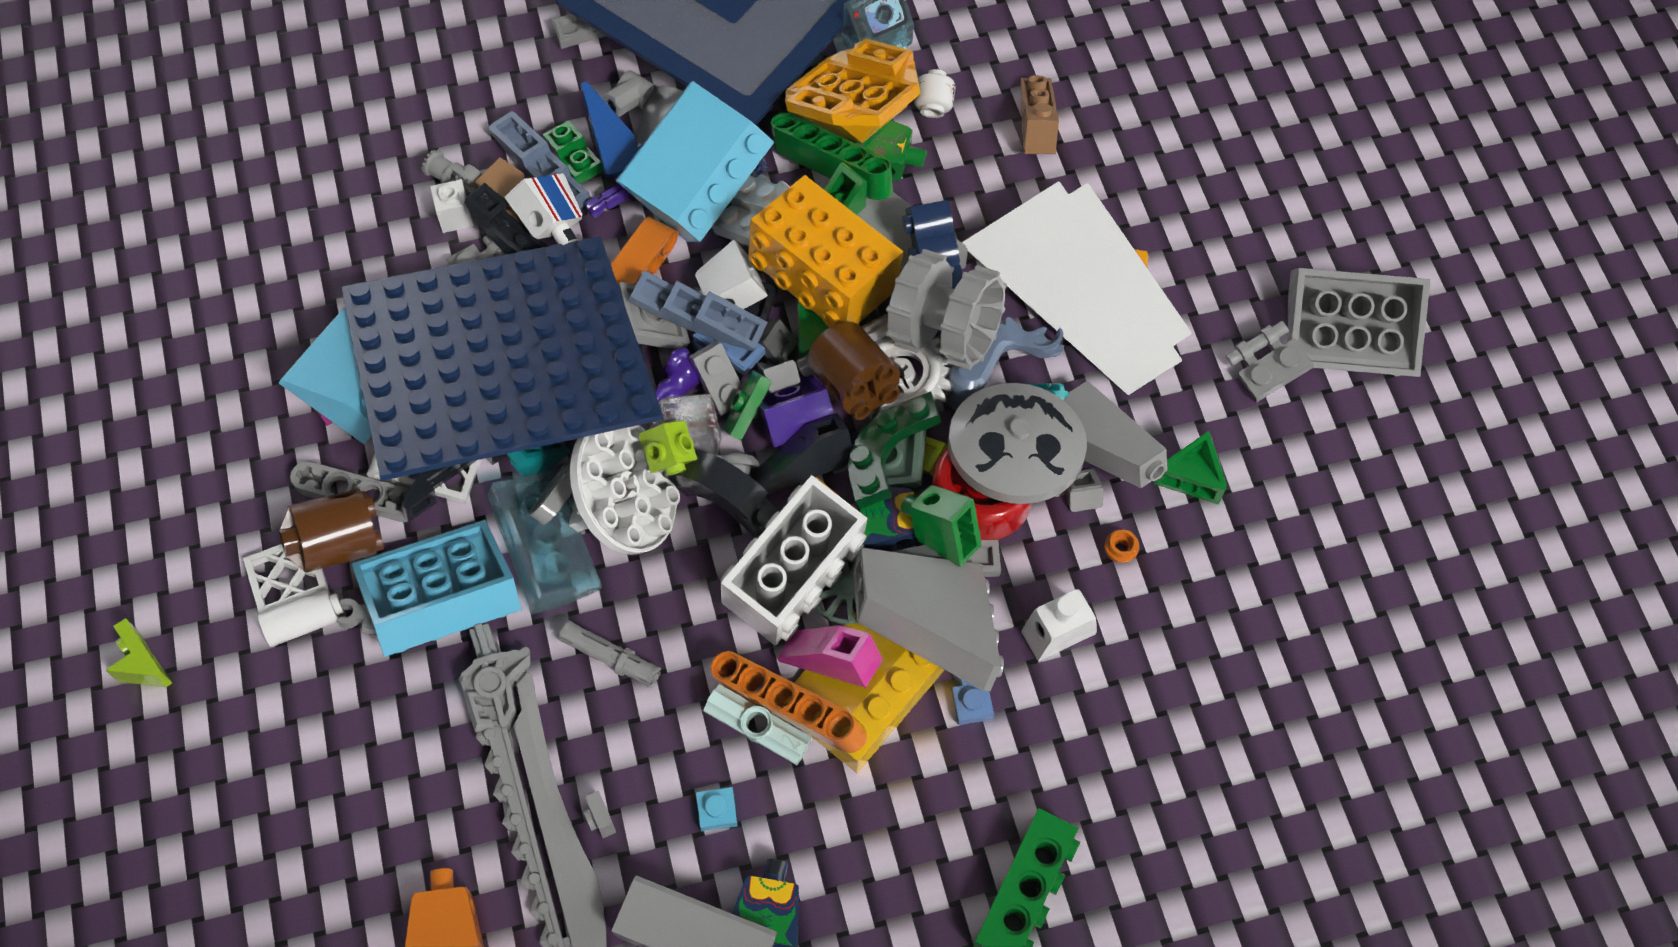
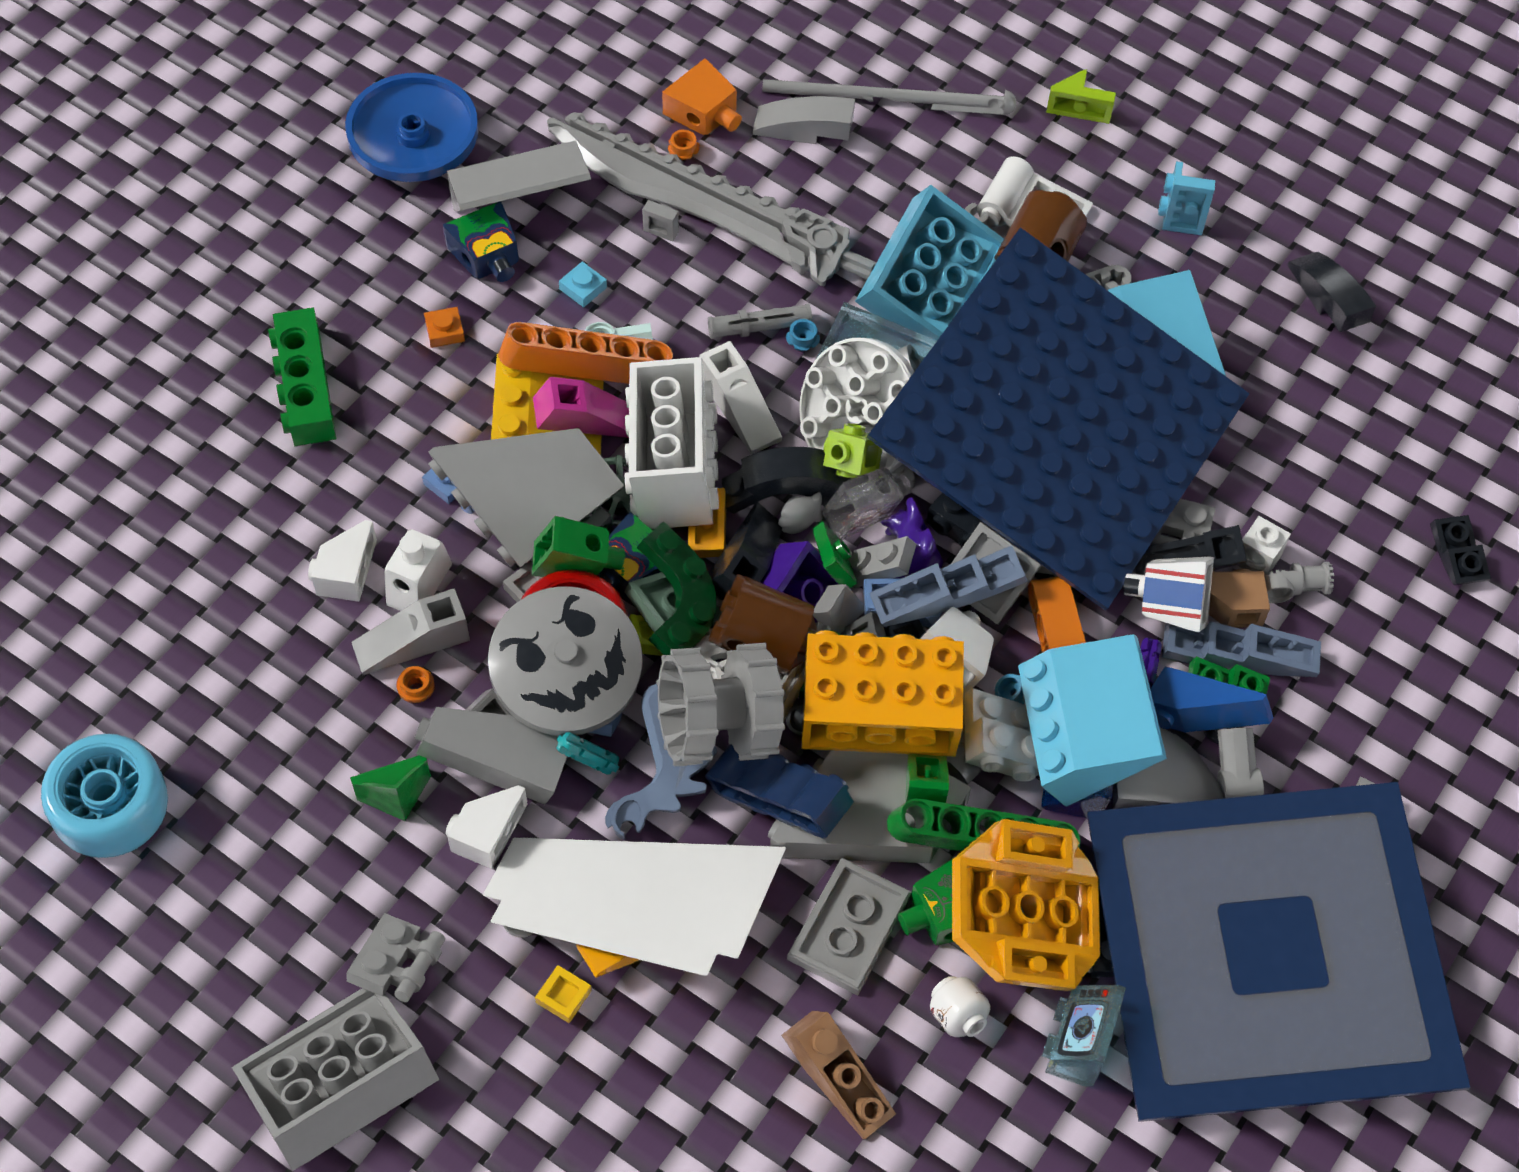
camera: 140 degrees right, 5 degrees down
(168, 345) = (1333, 290): none -> black slope
(186, 491) = (1186, 203): none -> medium azure bracket
(202, 708) = (941, 100): none -> light grey bar
(328, 121) = (1458, 550): none -> black slope
(379, 826) = (806, 118): none -> light grey slope
(503, 879) = (683, 144): none -> orange plate
(591, 607) = (806, 329): none -> dark azure plate
(693, 591) = (740, 397): none -> white slope
(720, 236) = (1007, 686): none -> dark azure plate
(866, 856) = (444, 327): none -> orange plate
(966, 181) = (849, 926): none -> light grey tile
(1100, 577) = (413, 632): none -> light grey slope
(1111, 679) = (344, 563): none -> white slope
(1150, 401) = (486, 825): none -> white slope
(1173, 268) = (563, 994): none -> yellow plate
(1430, 588) = (104, 795): none -> medium azure wheel

